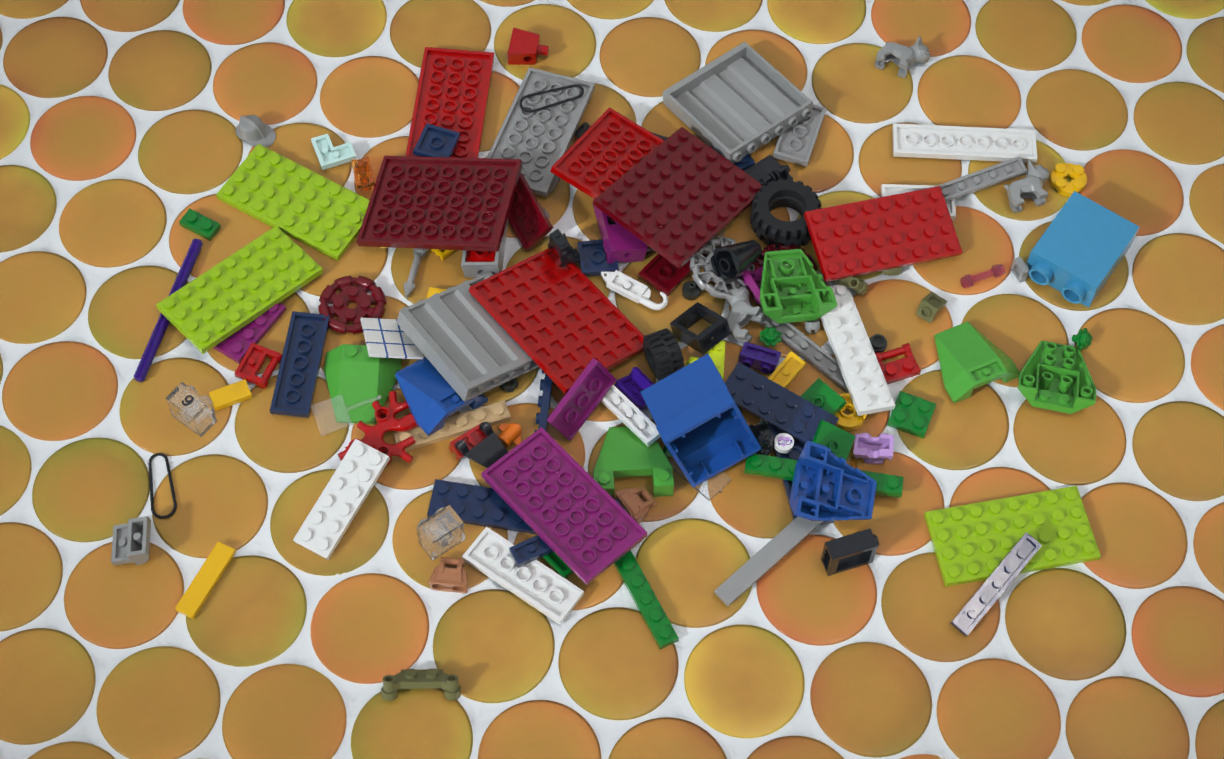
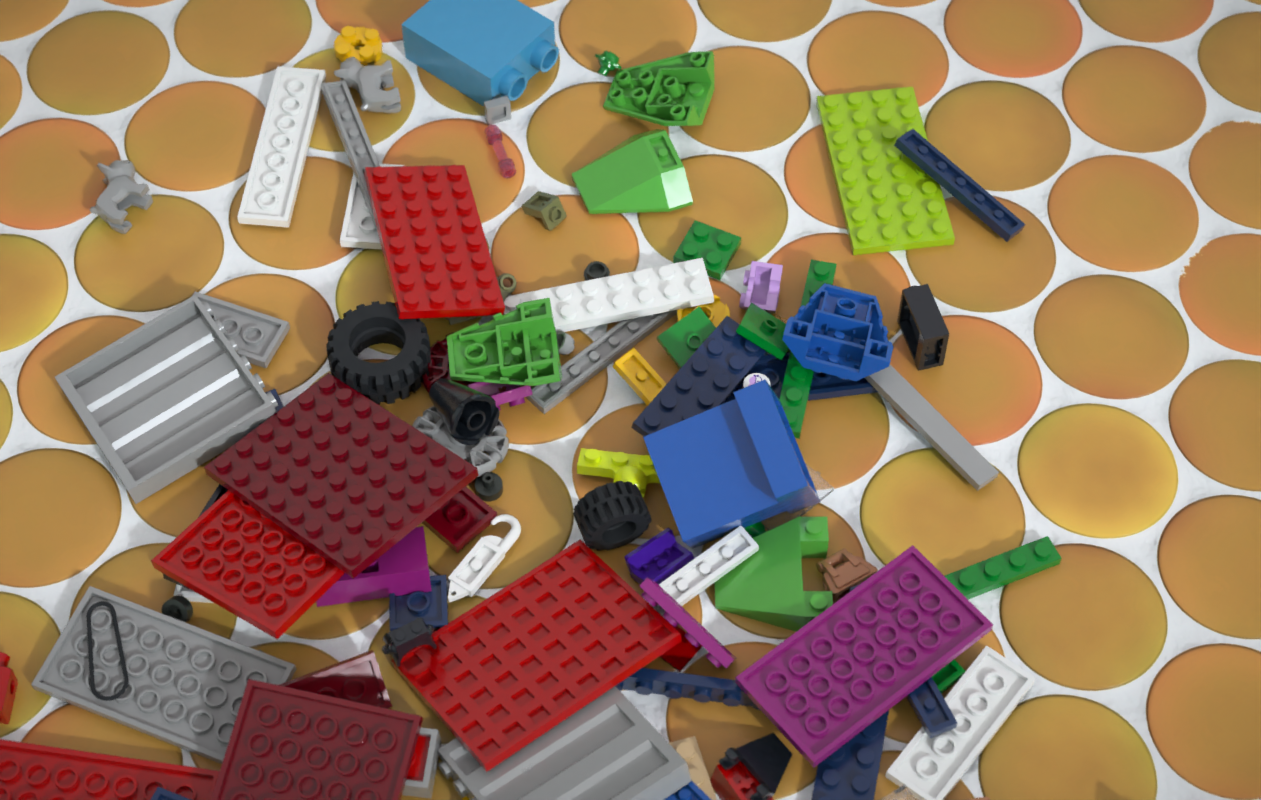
camera: 85 degrees left, 5 degrees down
(510, 434) = (726, 735): orange piece -> none
(703, 341) = (580, 486): black window -> none
(741, 313) = (542, 422): light grey animal -> none
(759, 358) = (614, 408): dark purple bracket -> none
(768, 170) = (295, 372): black hinge -> none
(770, 336) = (581, 391): green plant -> none
(901, 368) = (635, 250): red plate -> none

